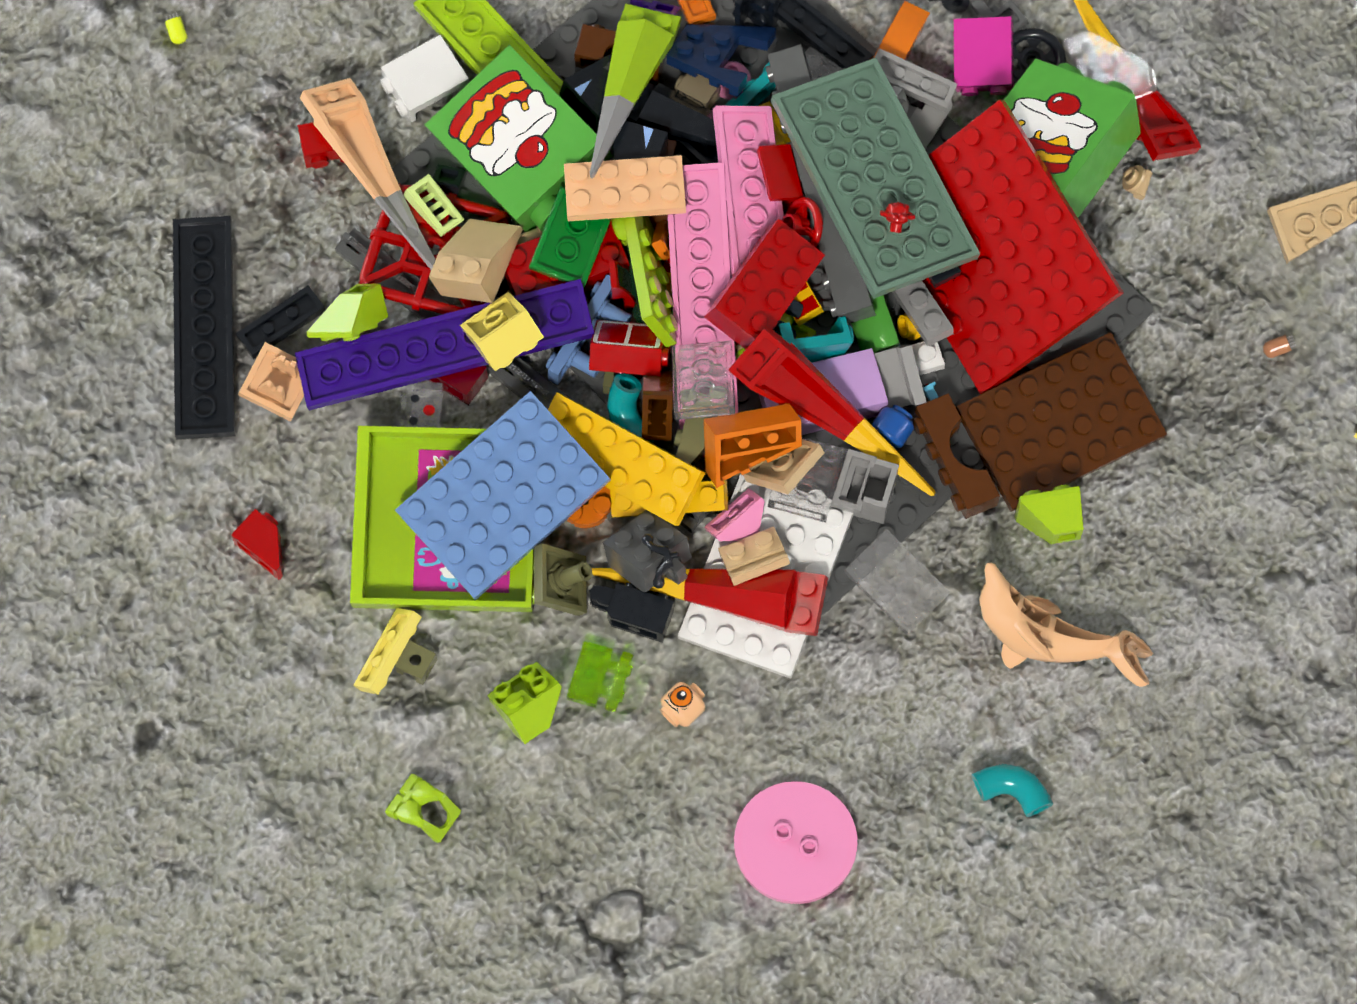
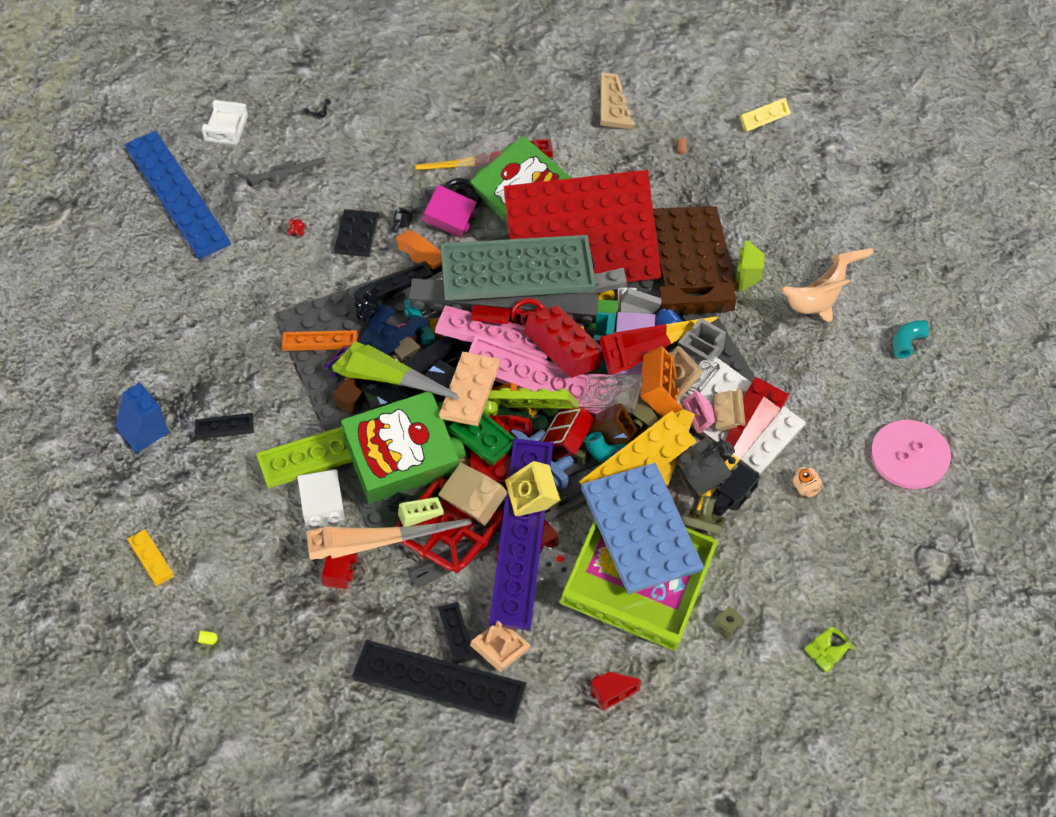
camera: 70 degrees left, 15 degrees down
(351, 314) = (476, 581): lime slope -> none
(387, 651) = (716, 635): light yellow plate -> none
(527, 701) = (777, 564): lime slope -> none
(591, 673) = (769, 529): clear neon green plate -> none
(896, 582) = (763, 352): clear plate -> none
(897, 215) = (552, 257): red plant -> none
(916, 80) = (462, 235): light grey plate -> none

